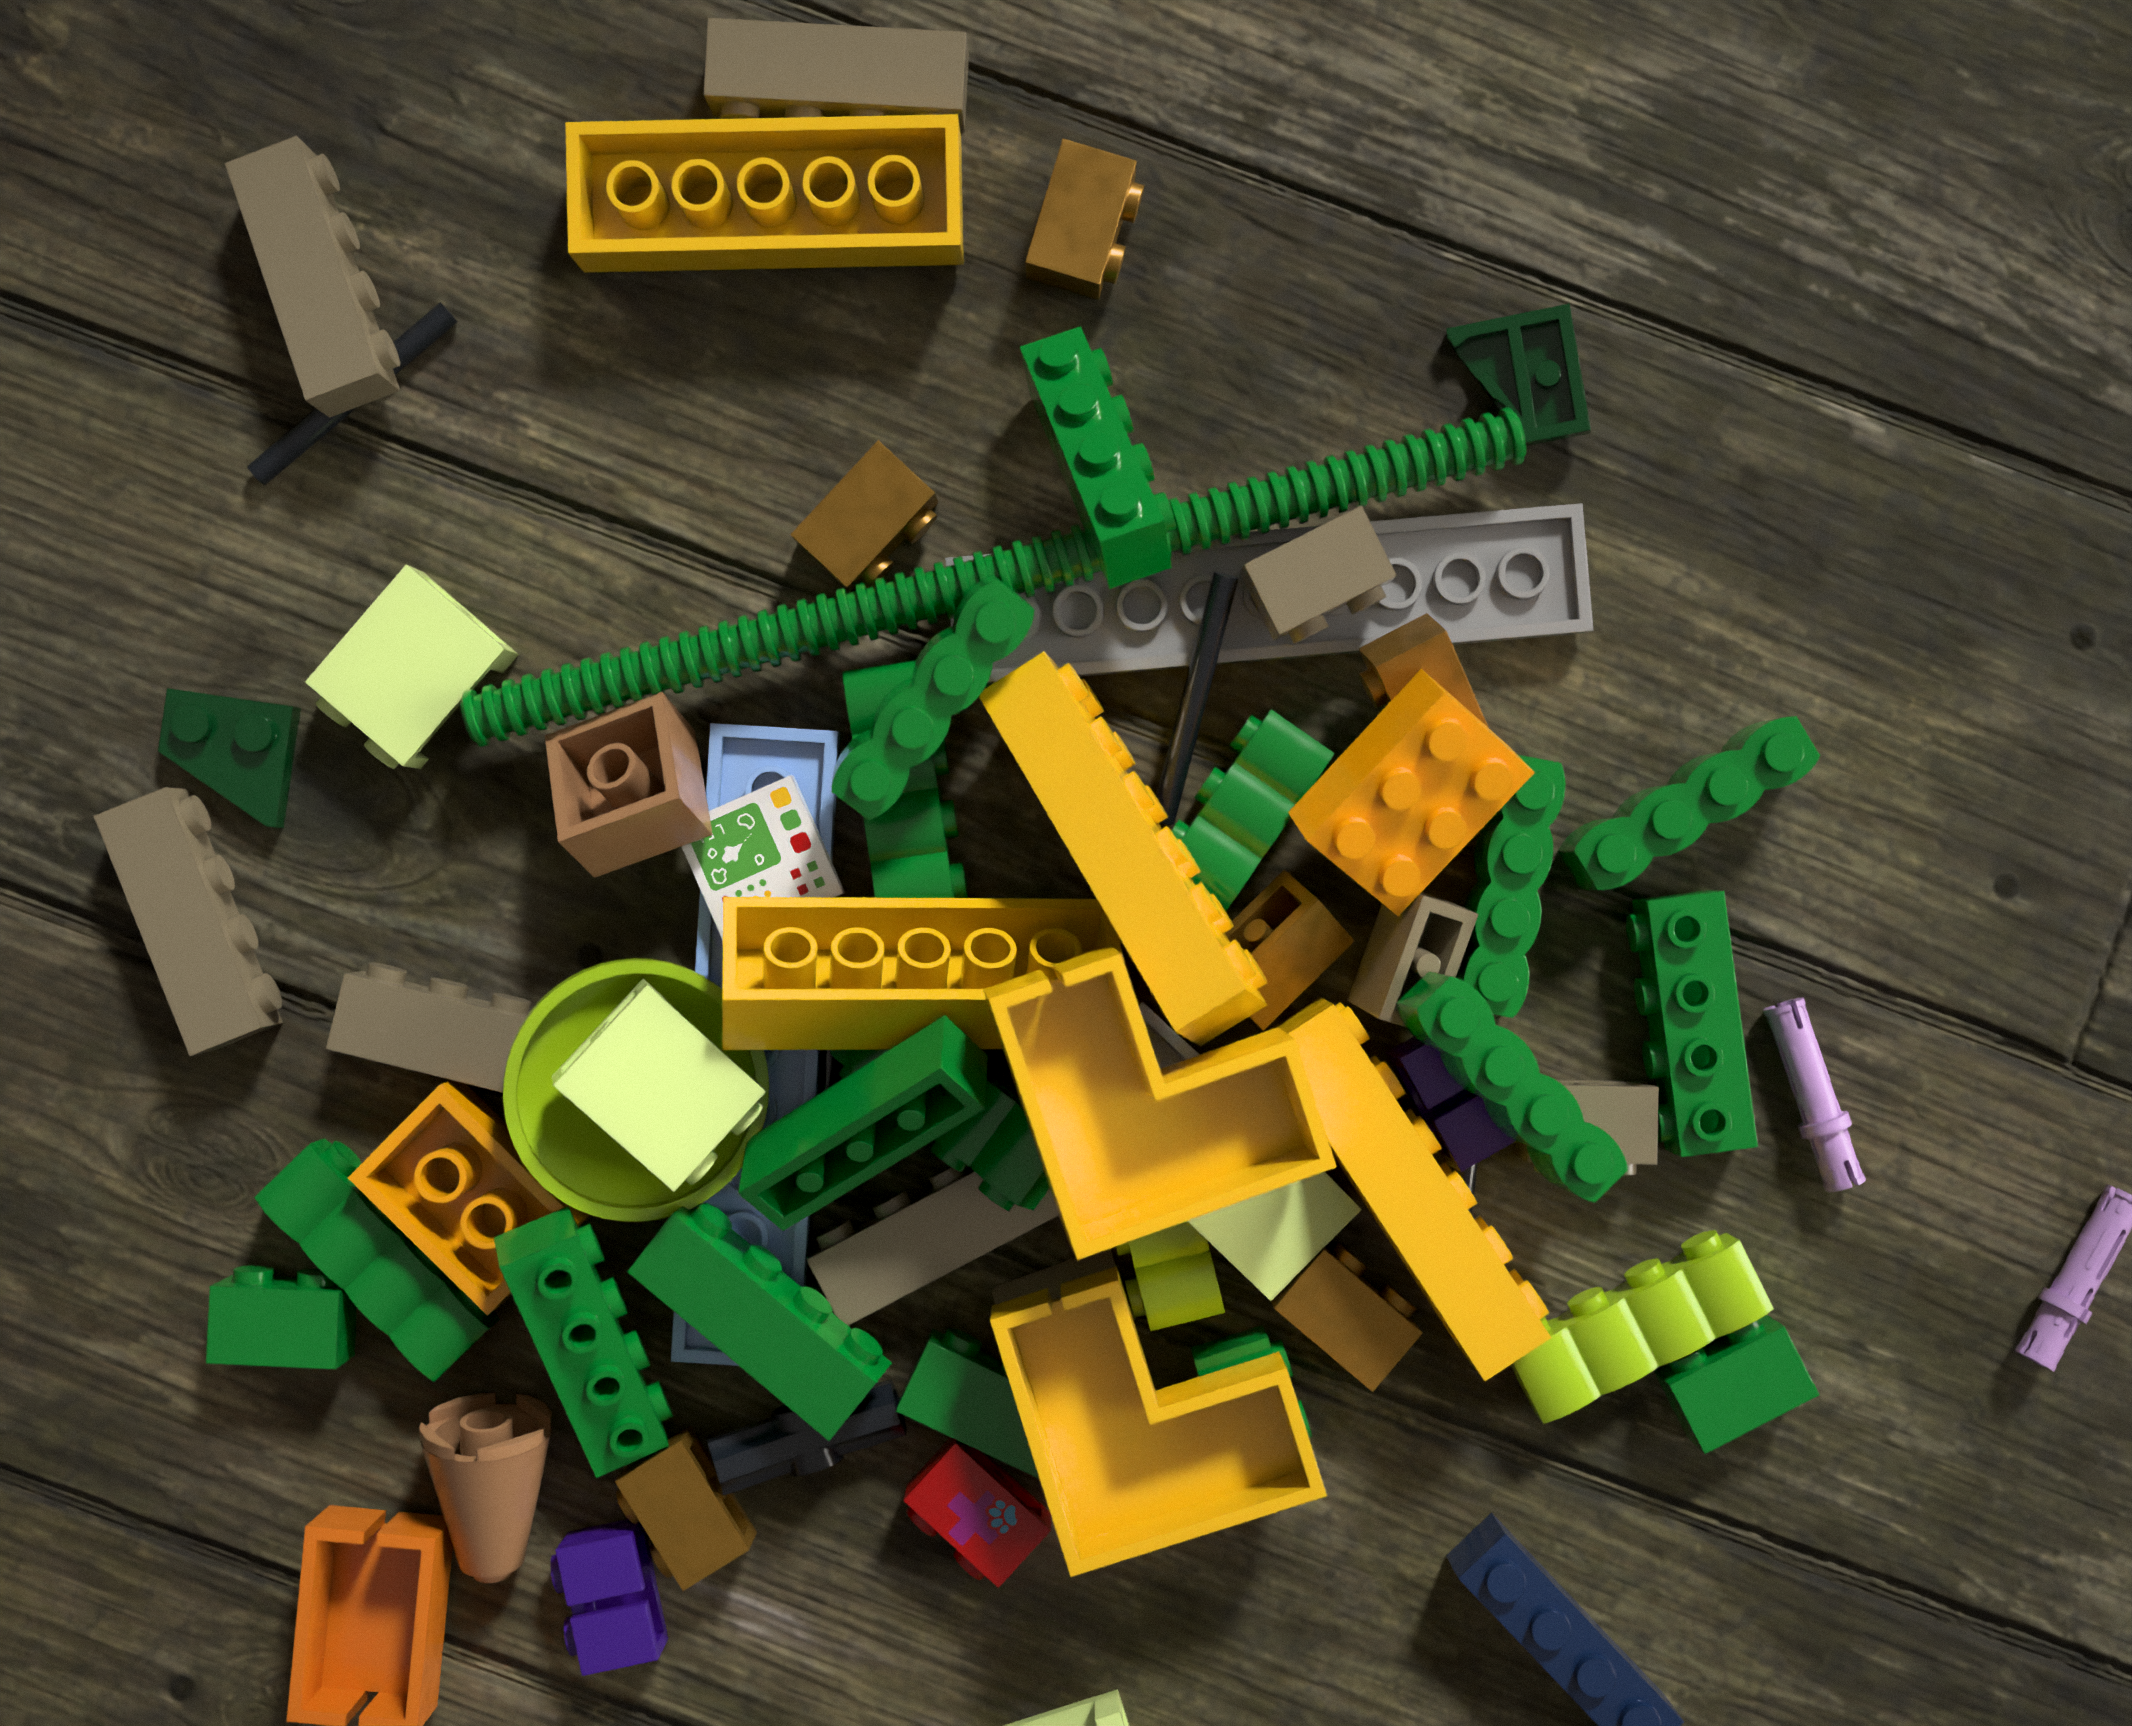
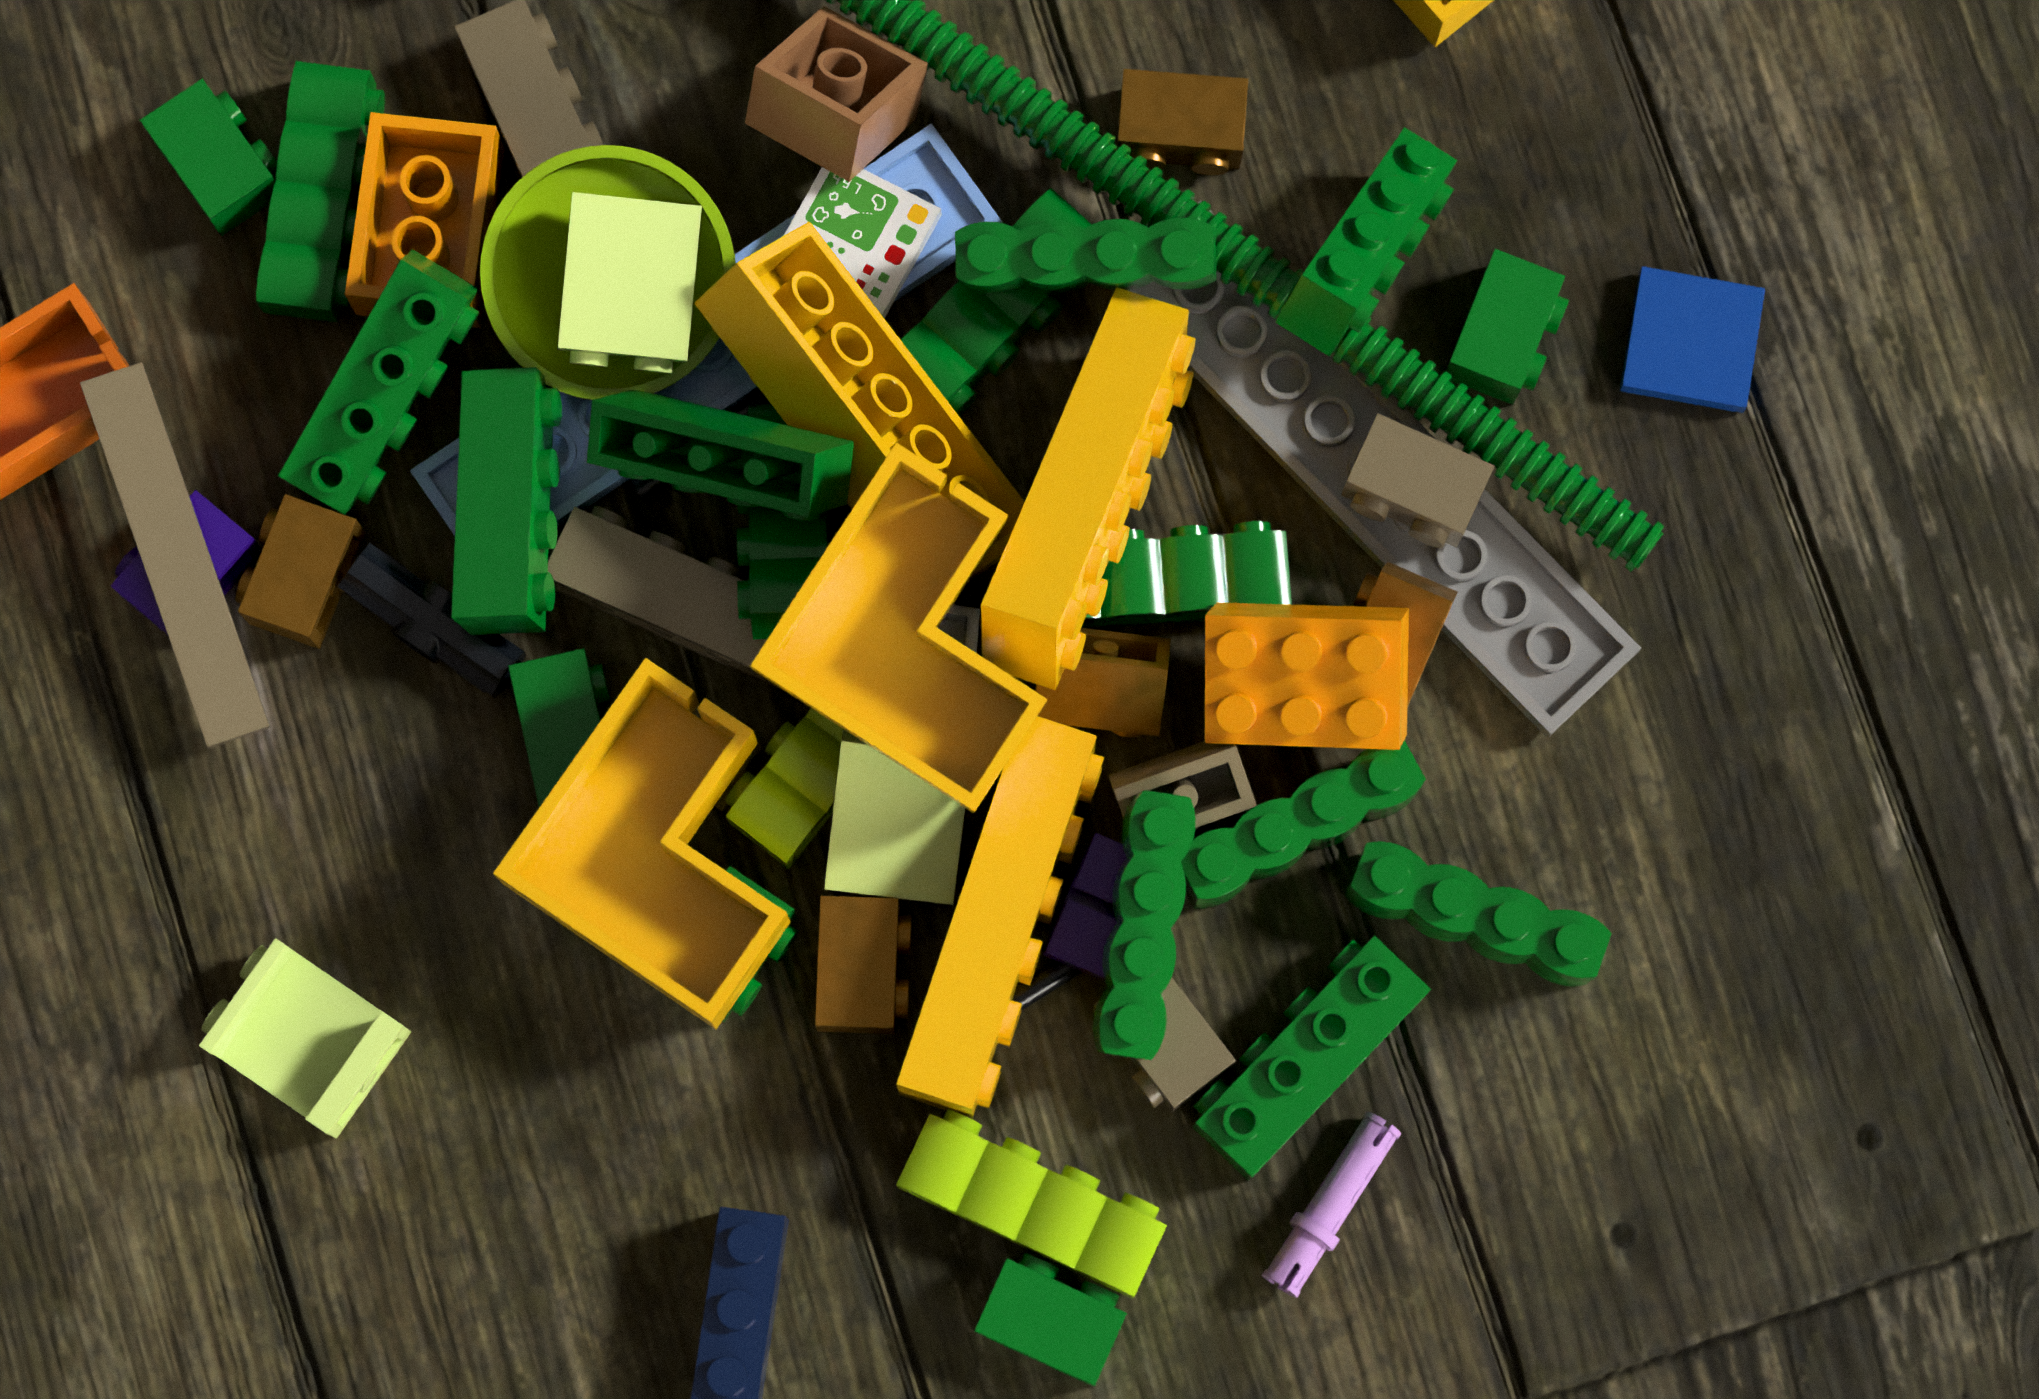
camera: 50 degrees right, 10 degrees down
(487, 1477) = (220, 392): medium nougat cone -> none
(597, 1612) = (175, 555): none -> dark tan tile
(976, 1511) = (475, 795): red brick -> none
(1082, 220) = (1541, 106): pearl gold brick -> none
(1195, 693) = (1247, 468): black bar -> none
(1241, 396) = (1506, 326): none -> green brick
(1364, 256) = (1692, 339): none -> blue tile
(1531, 367) = (1709, 531): dark green wing -> none

